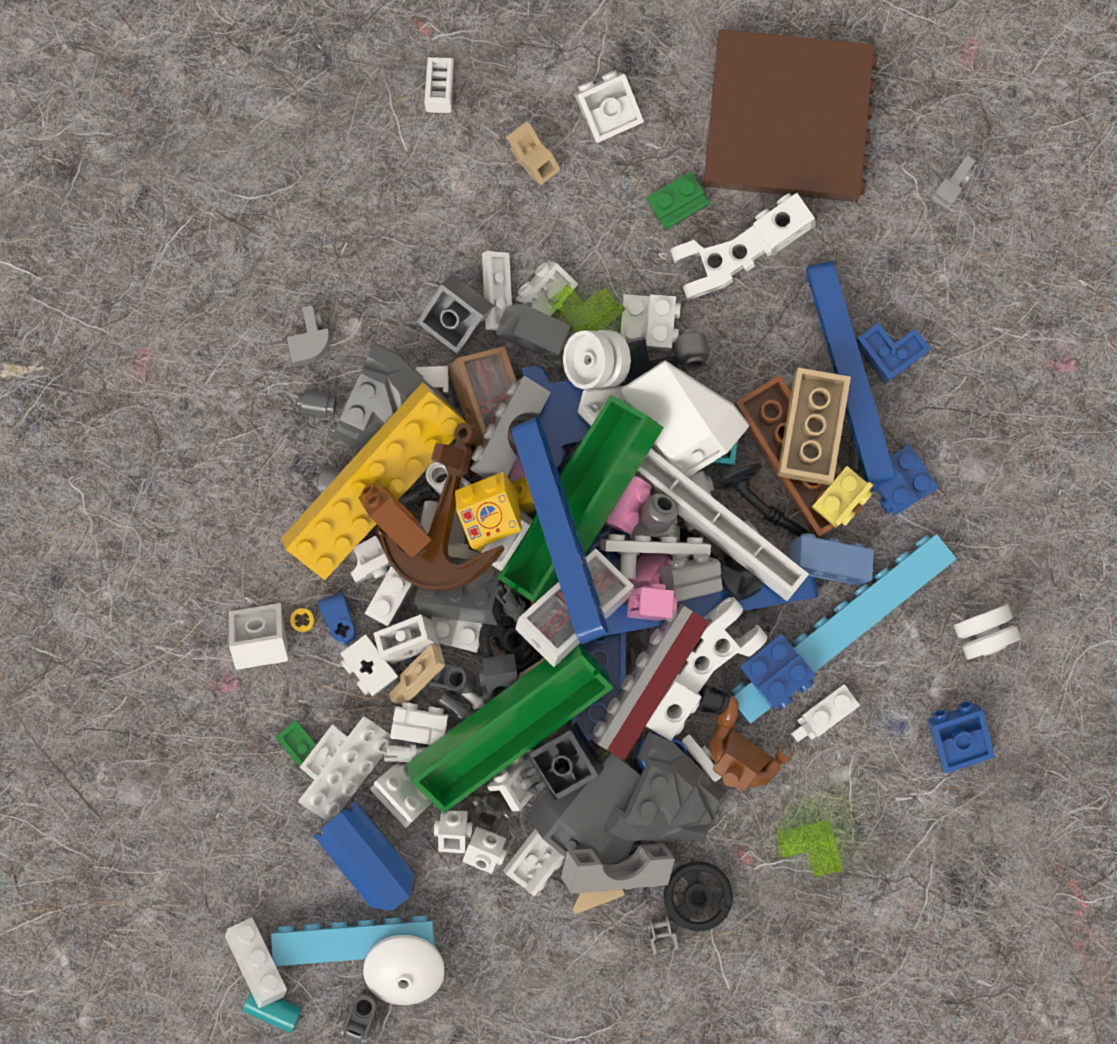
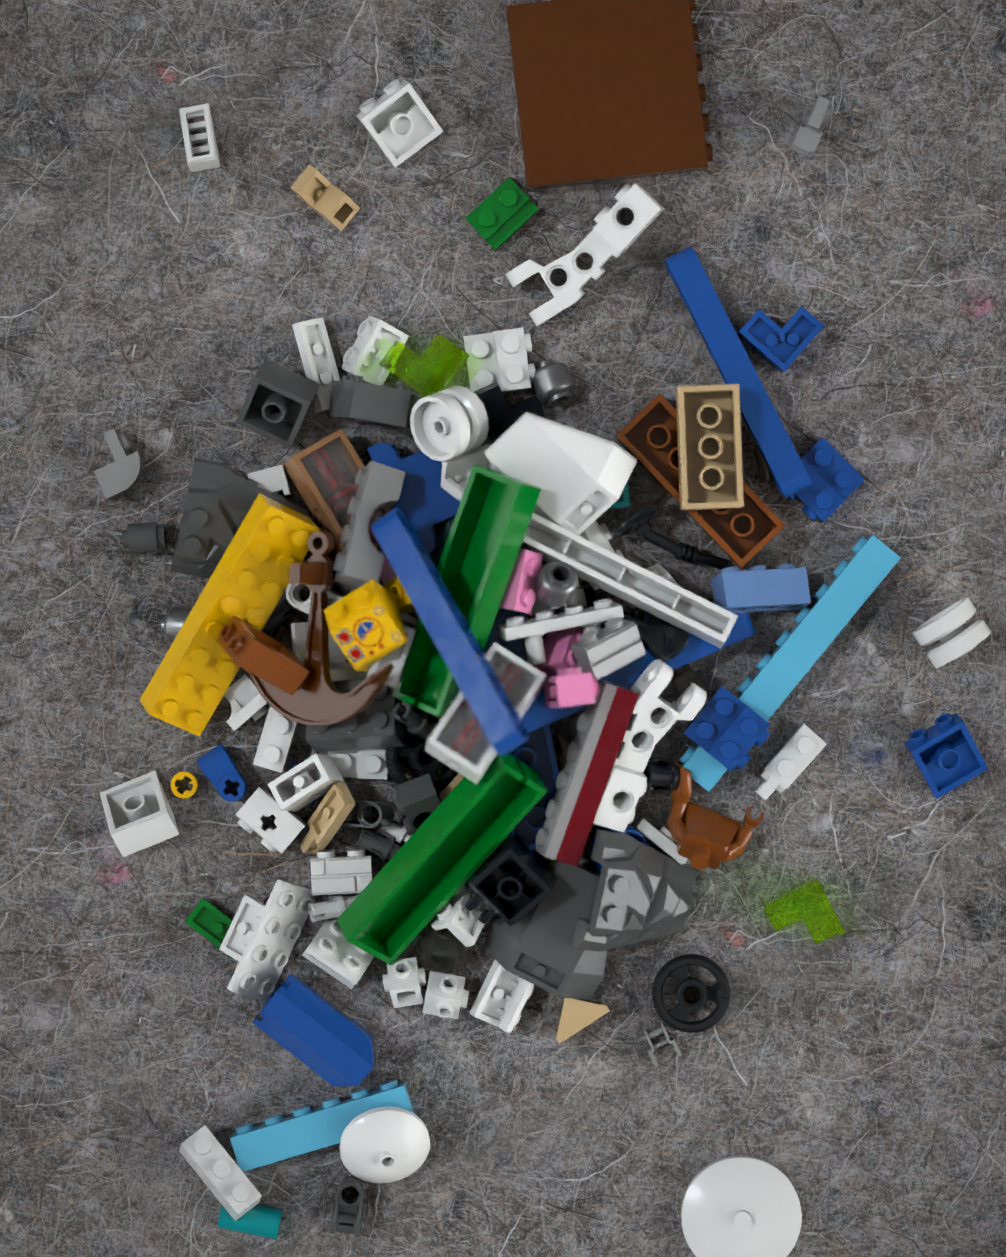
camera: 10 degrees left, 5 degrees up
(647, 867) = (627, 975): light grey arch -> none
(842, 497) = (758, 519): light yellow bracket -> none

